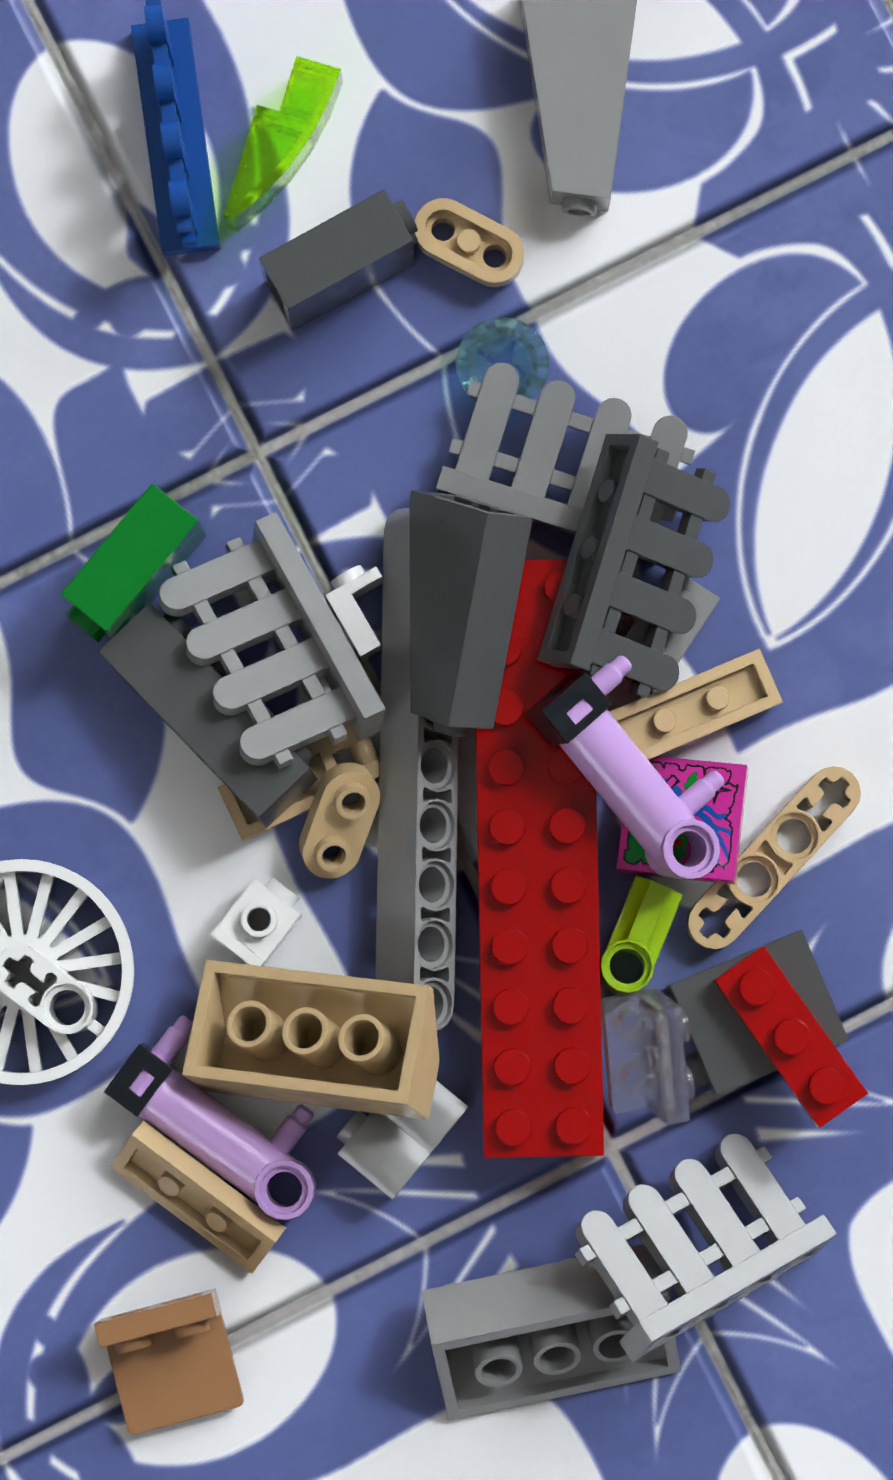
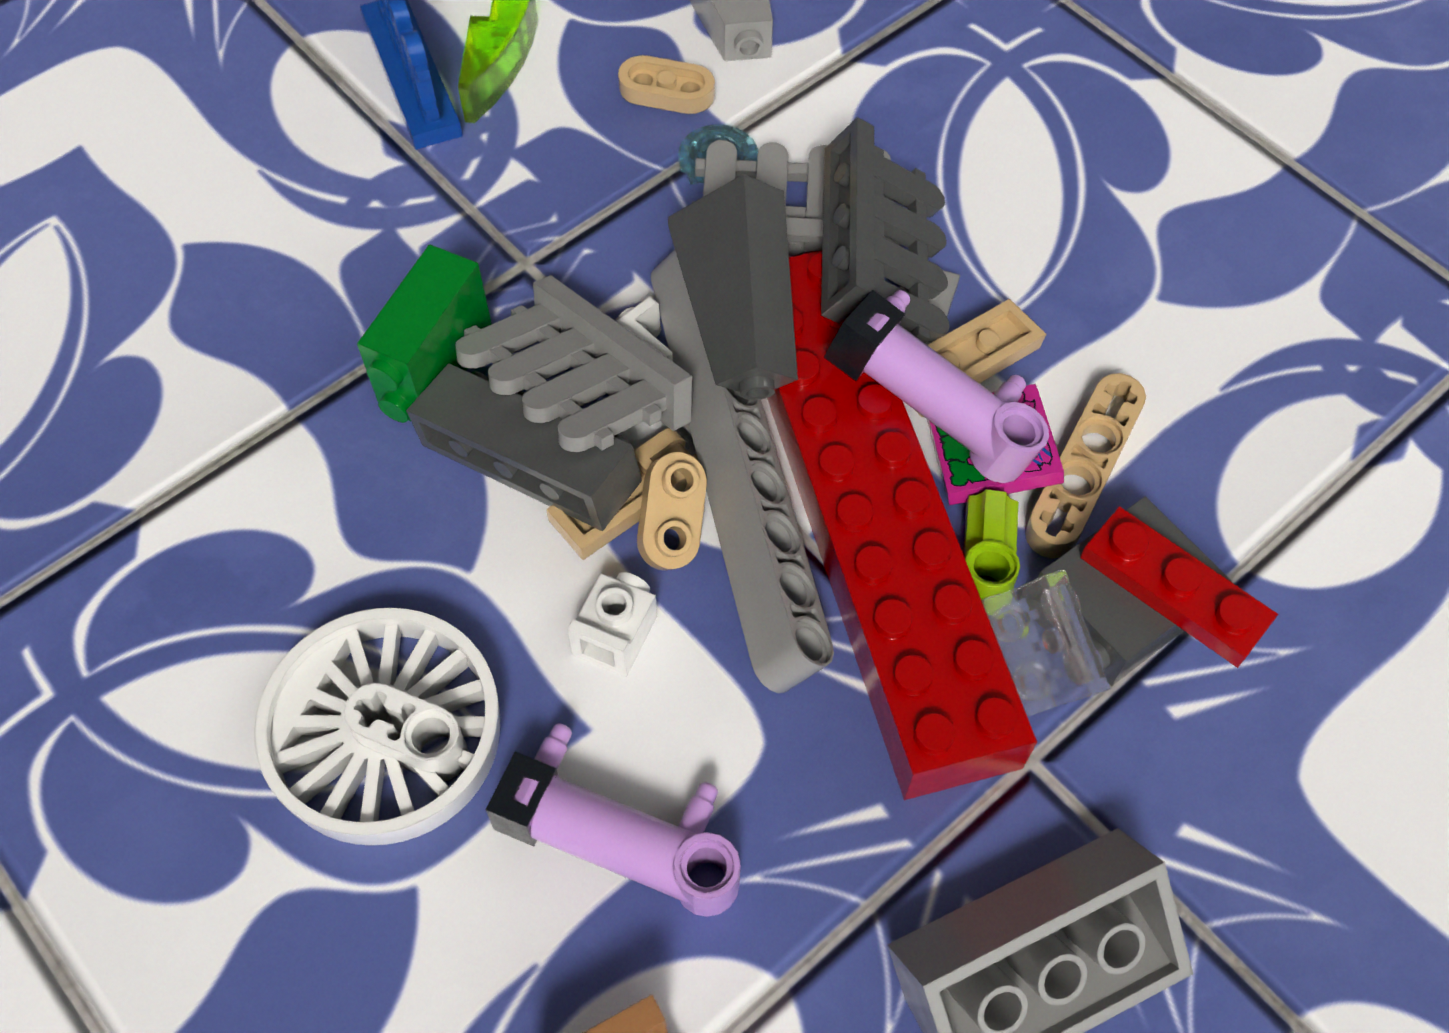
camera: 15 degrees left, 25 degrees down
(197, 1197) = (614, 908): tan plate -> none
(314, 1039) = (701, 698): tan slope -> none
(340, 258) = (560, 95): dark grey brick -> none
(394, 1147) = (813, 783): light grey brick -> none
(680, 1262) = (1191, 777): fence -> none

